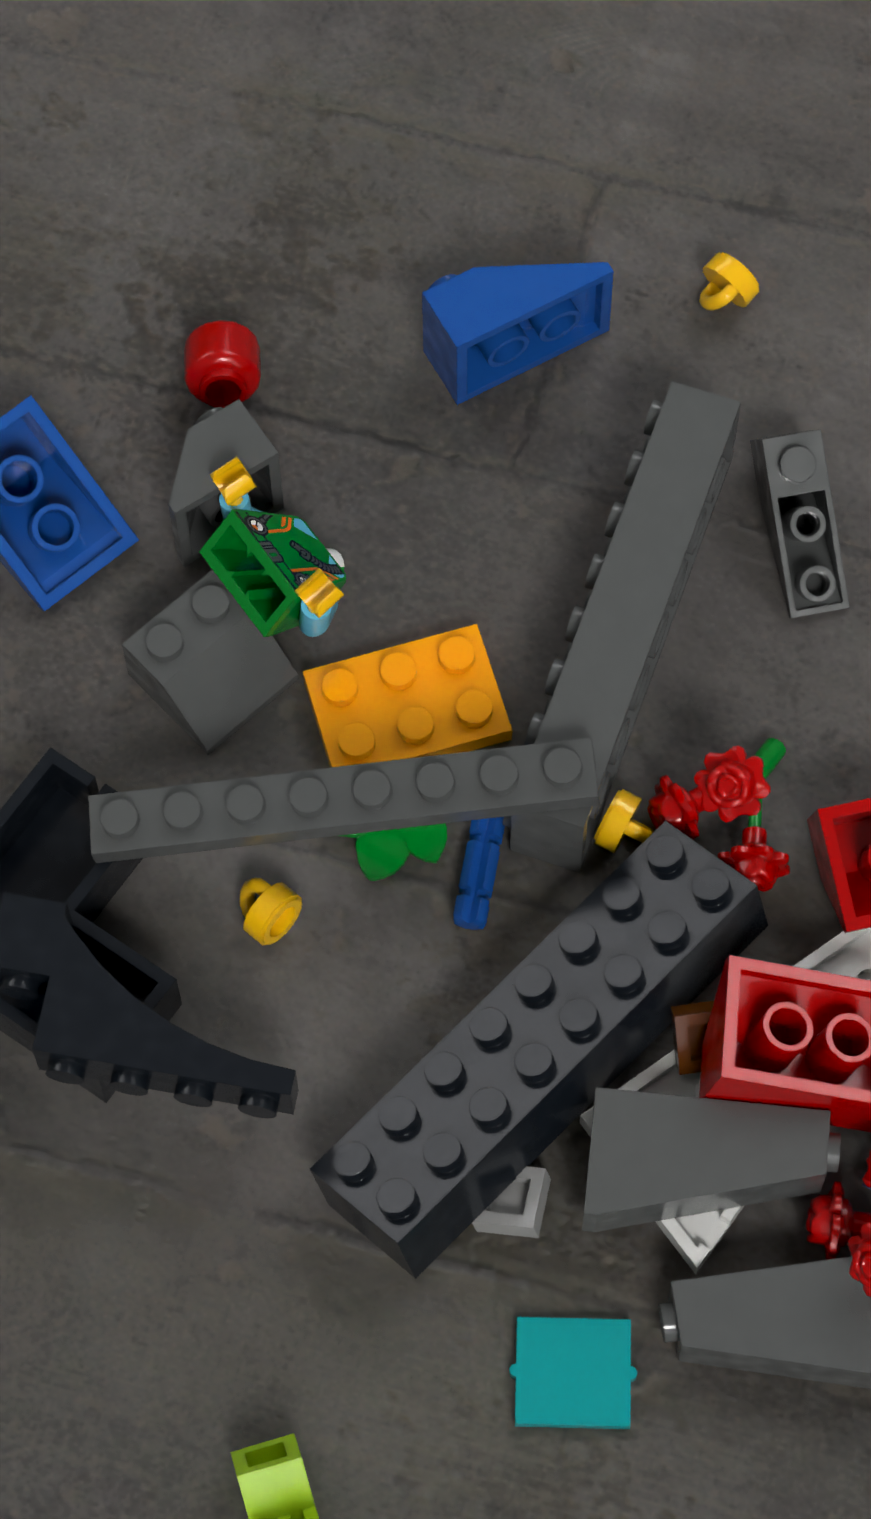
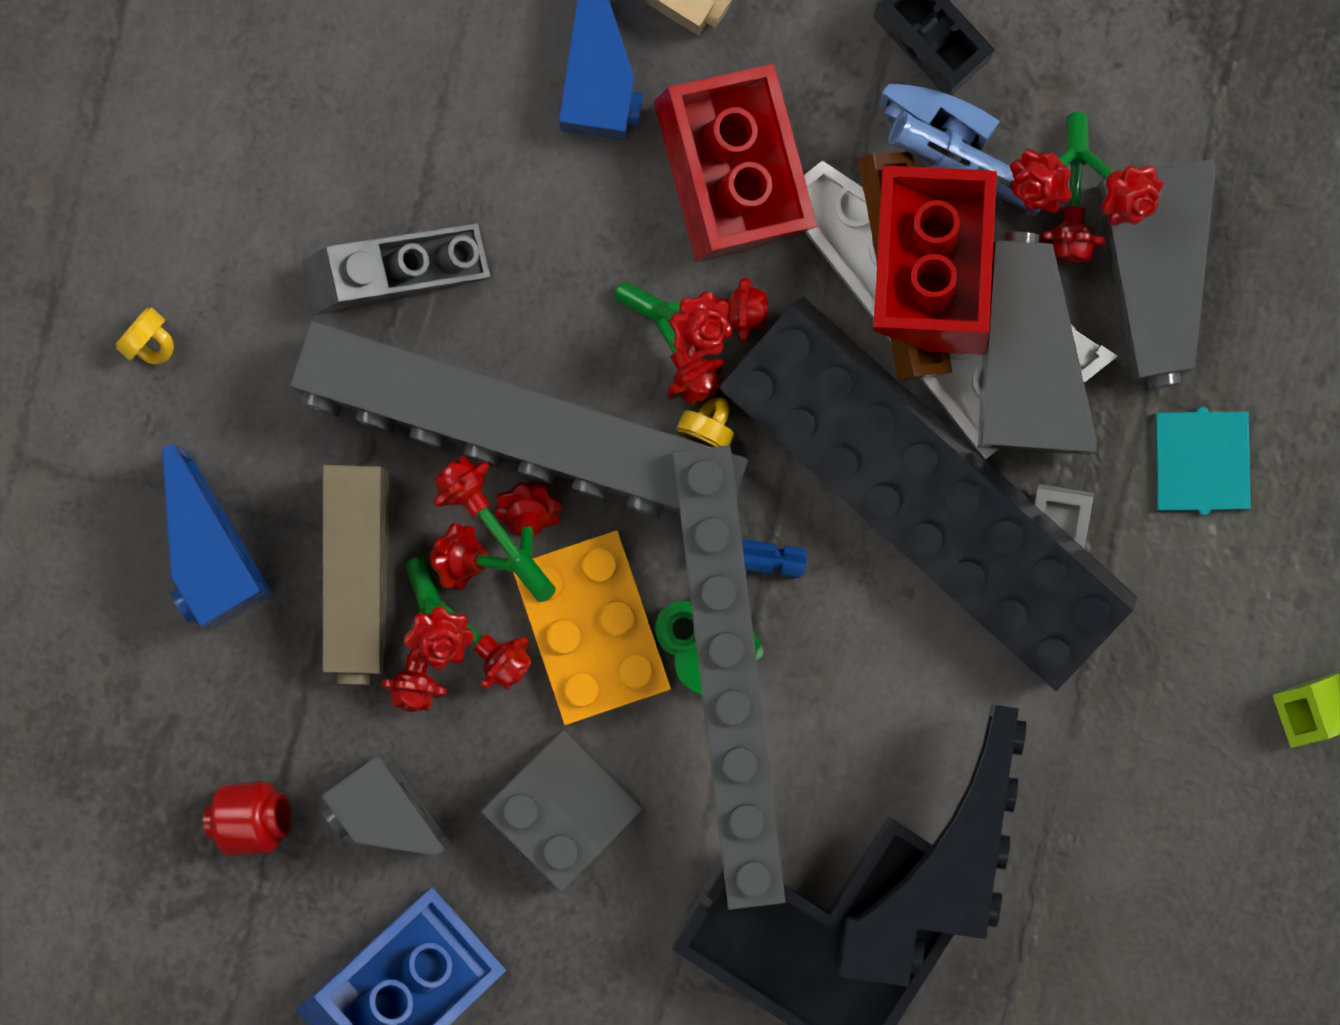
camera: 90 degrees left, 20 degrees up
(271, 913) = (806, 739): yellow tile -> none
(272, 561) = (479, 751): torso -> none
(395, 525) = (441, 638): none -> red plant
(479, 464) = (355, 570): none -> dark tan slope
(493, 571) = (524, 509): none -> red plant

